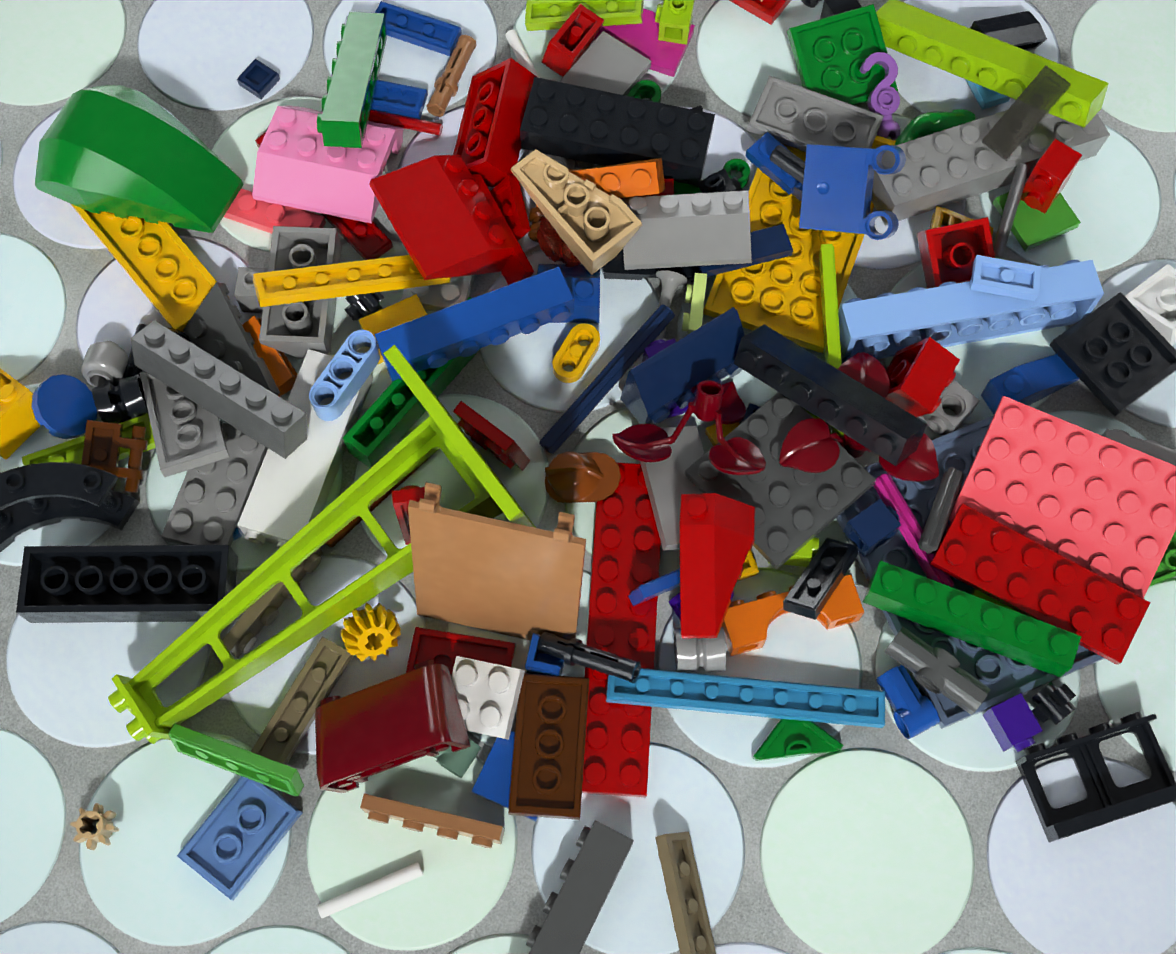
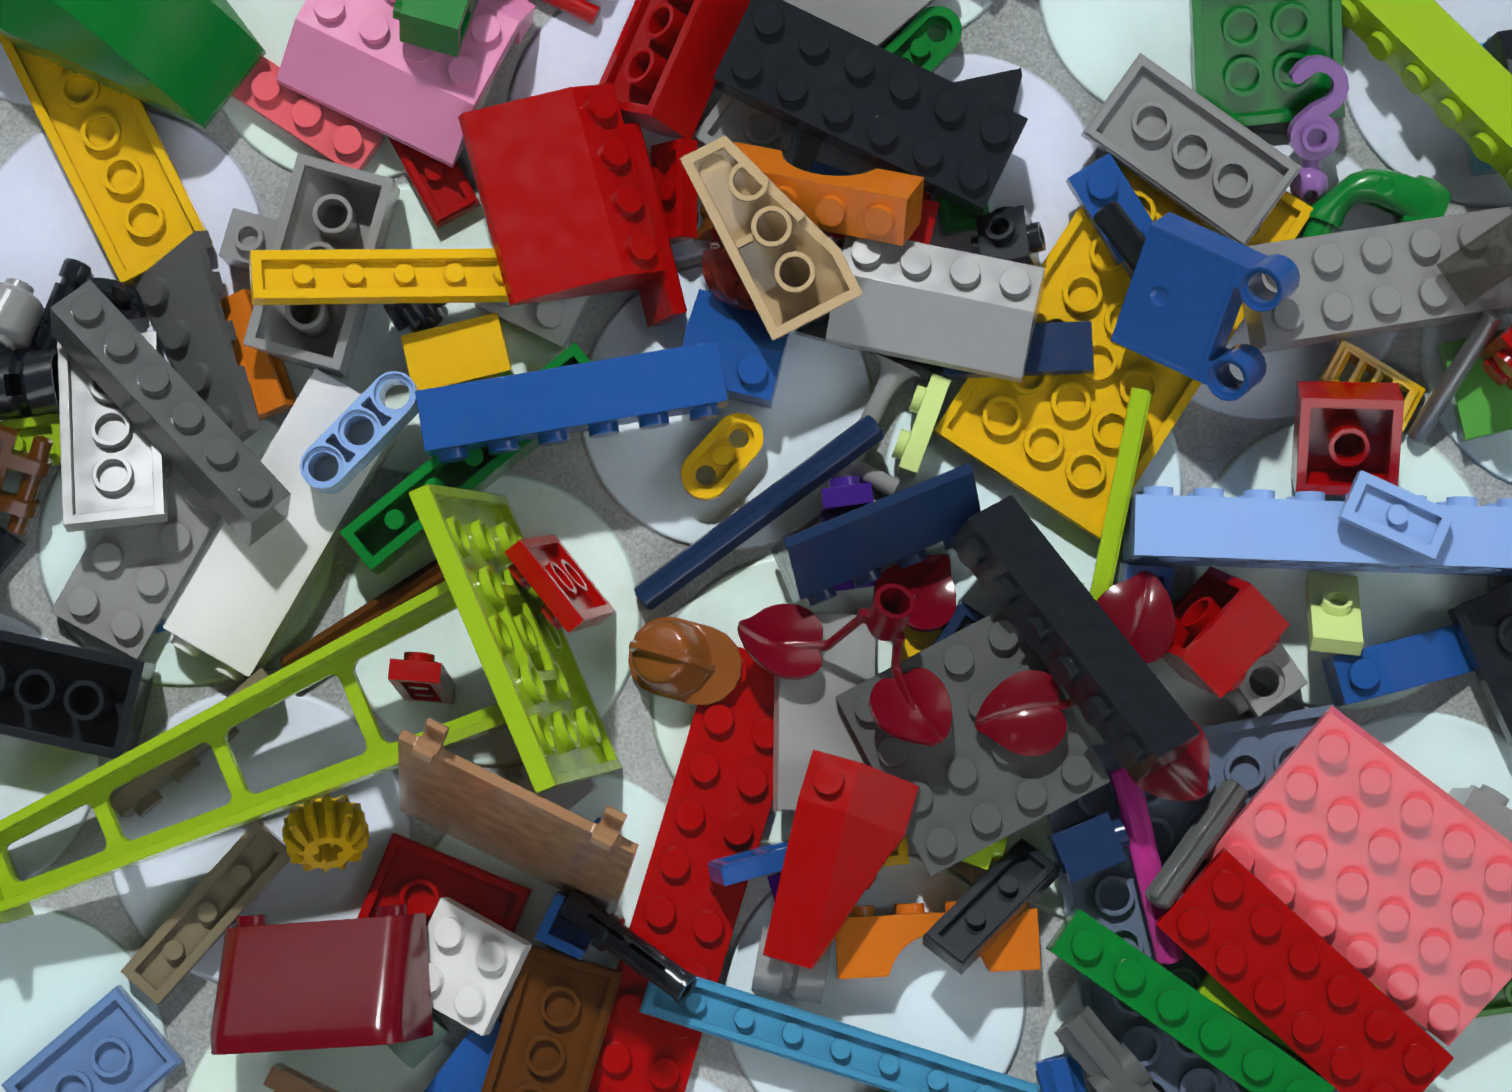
camera: 15 degrees right, 15 degrees up
(236, 760) = (103, 975): bright green tile -> none
(741, 166) = (1059, 209): green bush -> none
(982, 358) = (1333, 613): none -> yellowish green plate

